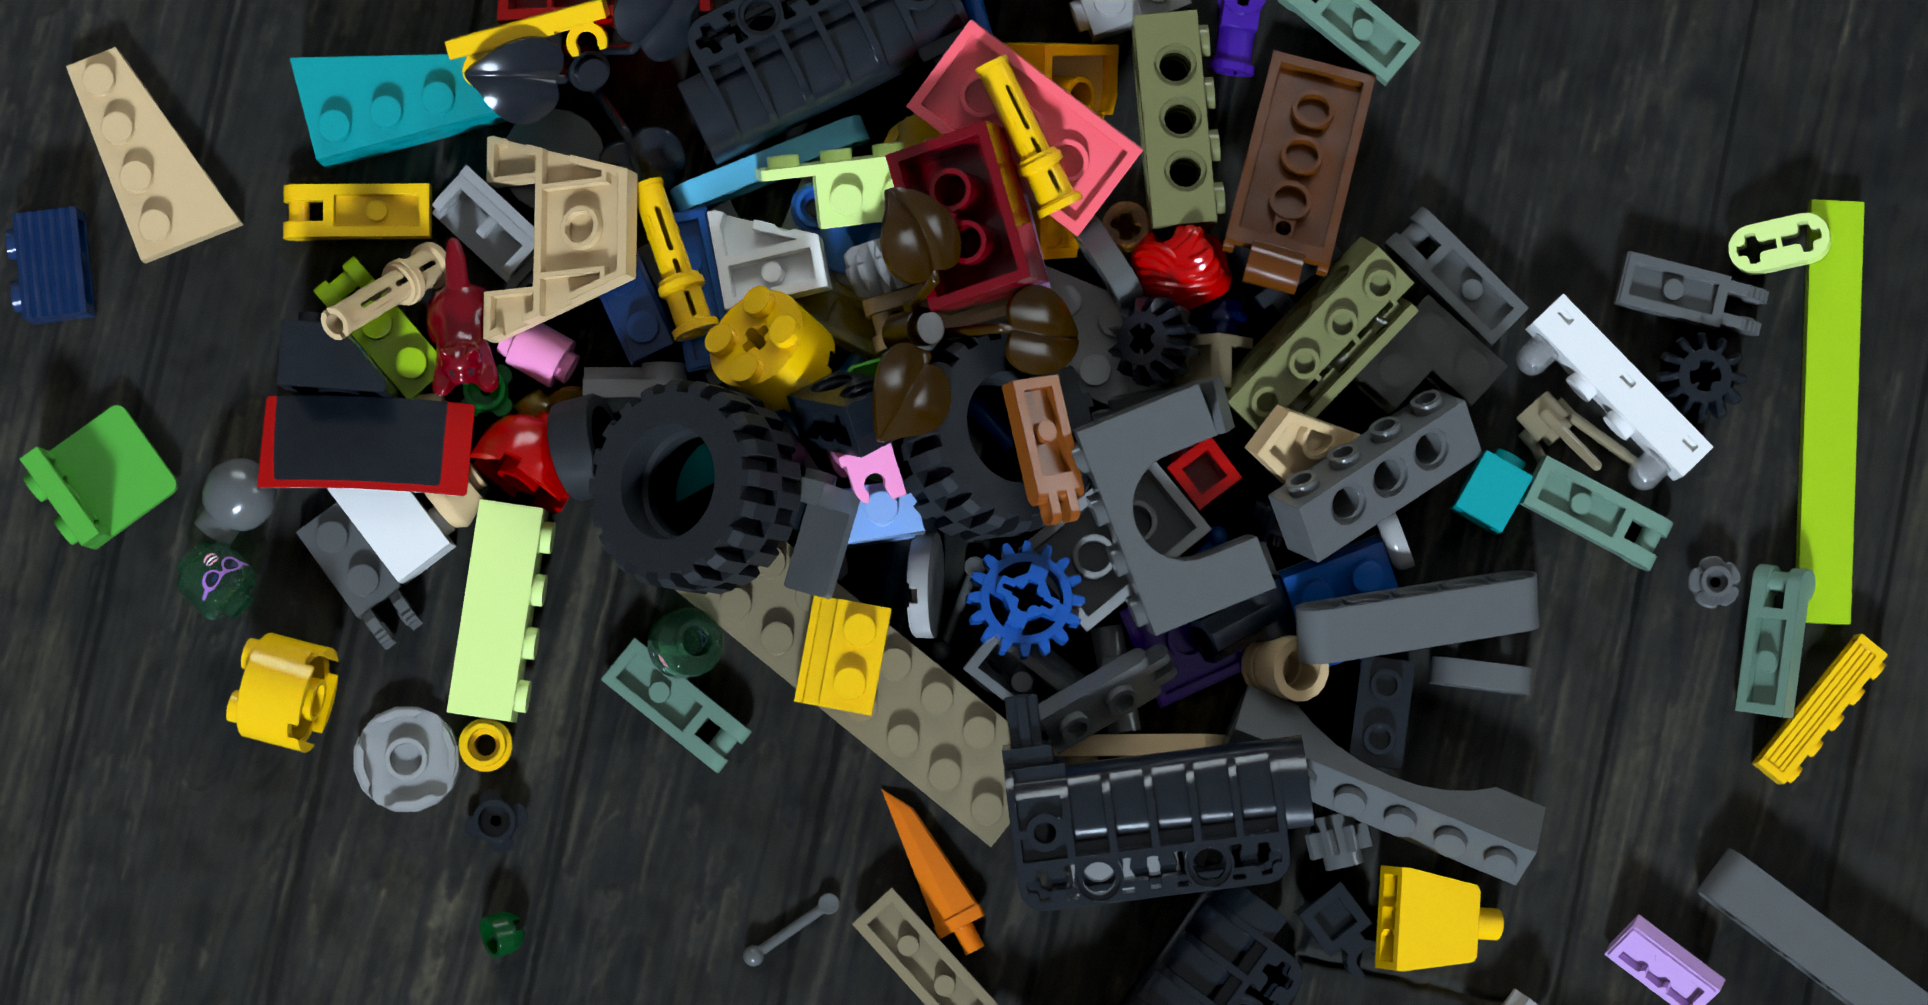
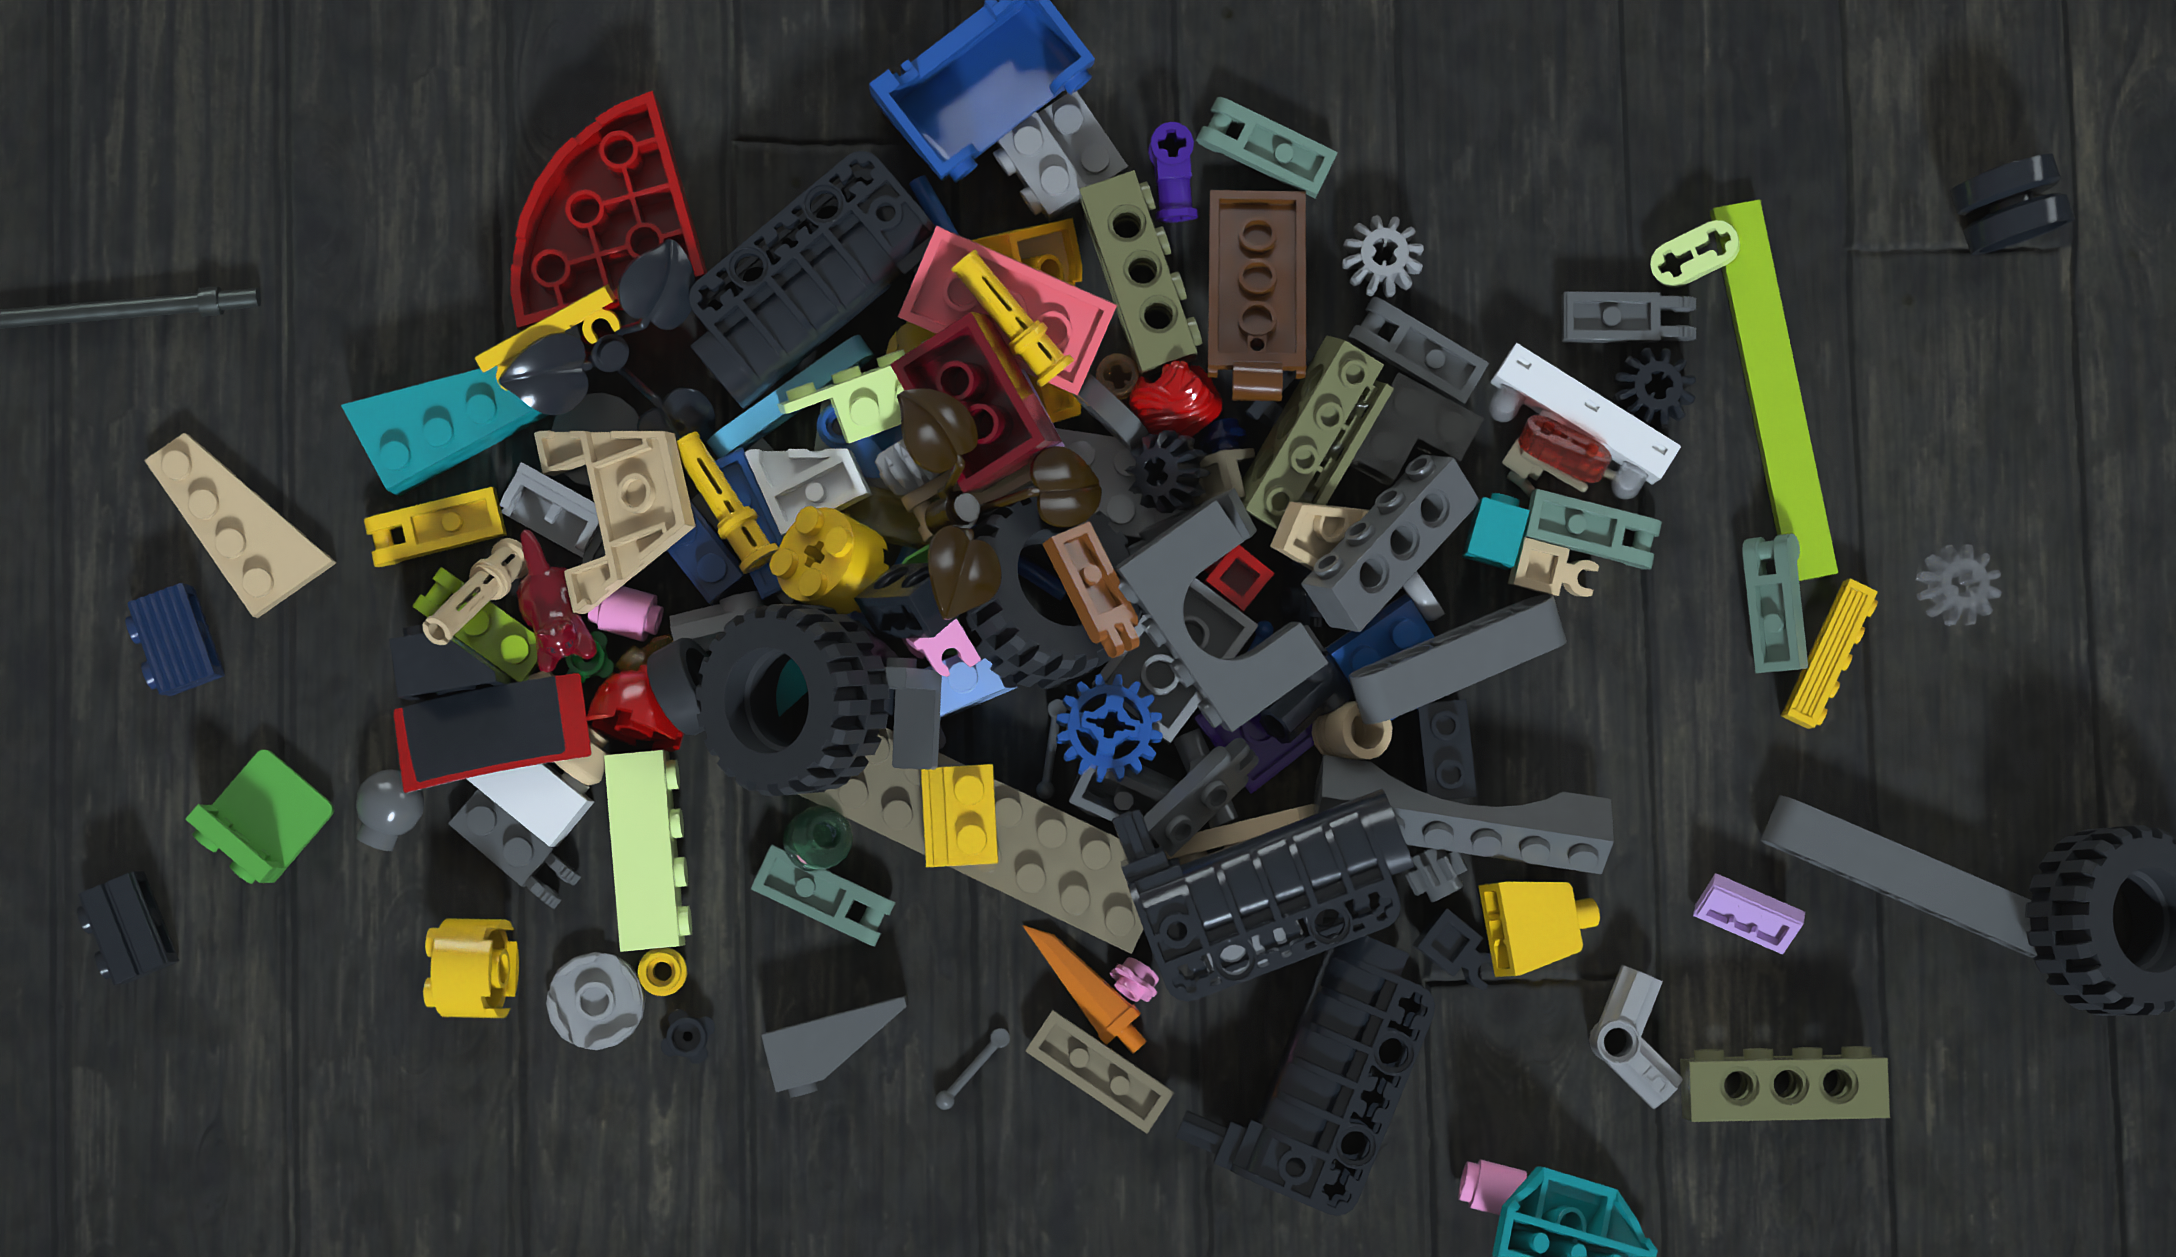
camera: 15 degrees left, 0 degrees up
(216, 580) = (387, 884): clear green head -> none
(500, 934) = (716, 1136): dark green hinge -> none
(630, 866) = (815, 1048): none -> dark grey slope
(926, 580) = (1018, 734): light grey tile -> none
(988, 877) = (1135, 980): none -> bright pink plate
(1460, 175) = (1400, 263): none -> light grey gear
(1481, 675) = (1525, 696): dark grey beam -> none
(1535, 543) = (1545, 567): none -> tan plate
(1587, 419) = (1564, 449): none -> clear red beam
(1700, 585) = (1707, 577): dark grey plate -> none

